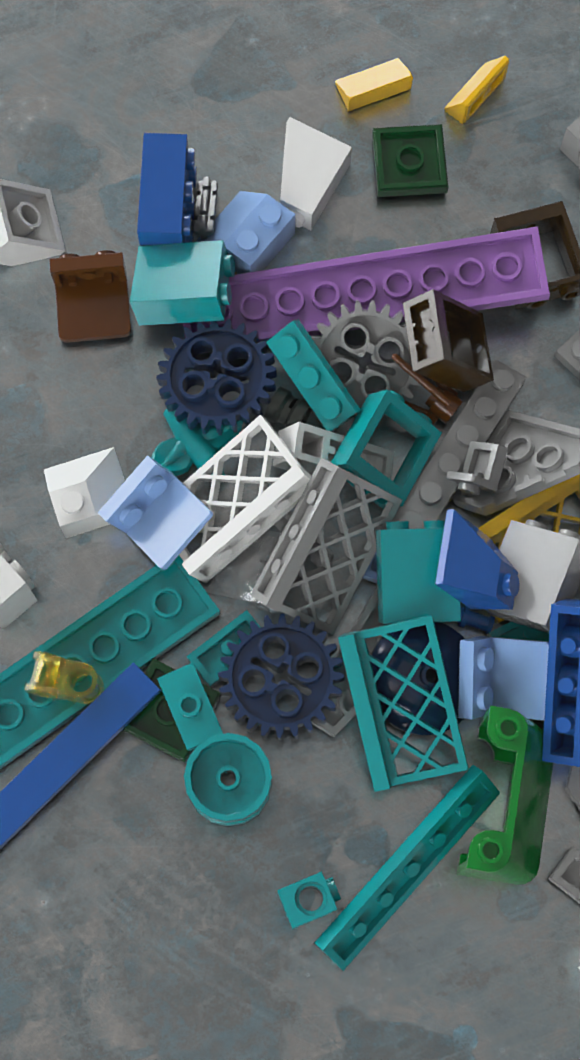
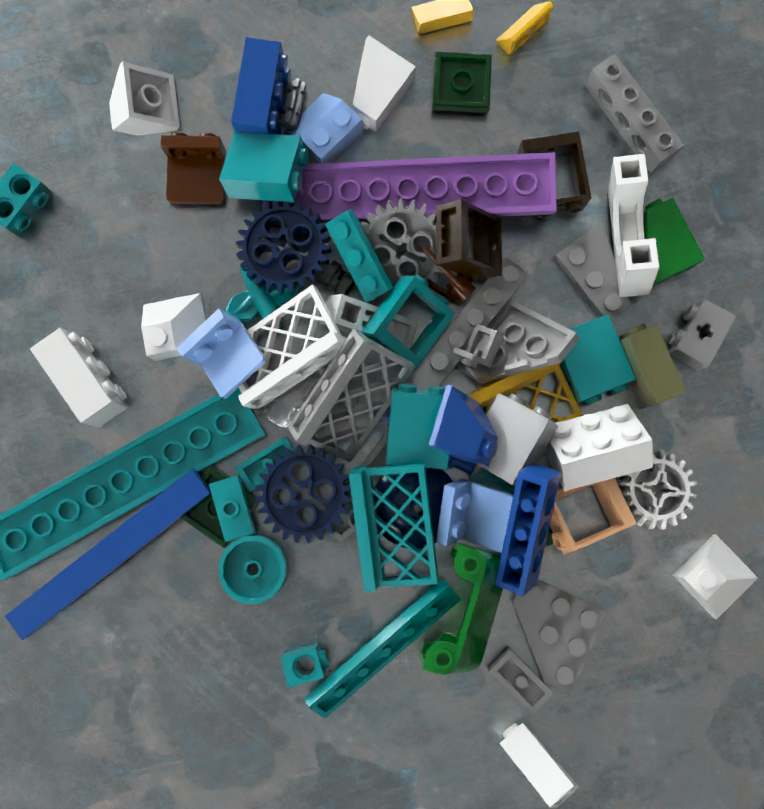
camera: 10 degrees right, 10 degrees up
(56, 678) = (133, 475): clear yellow piece -> none

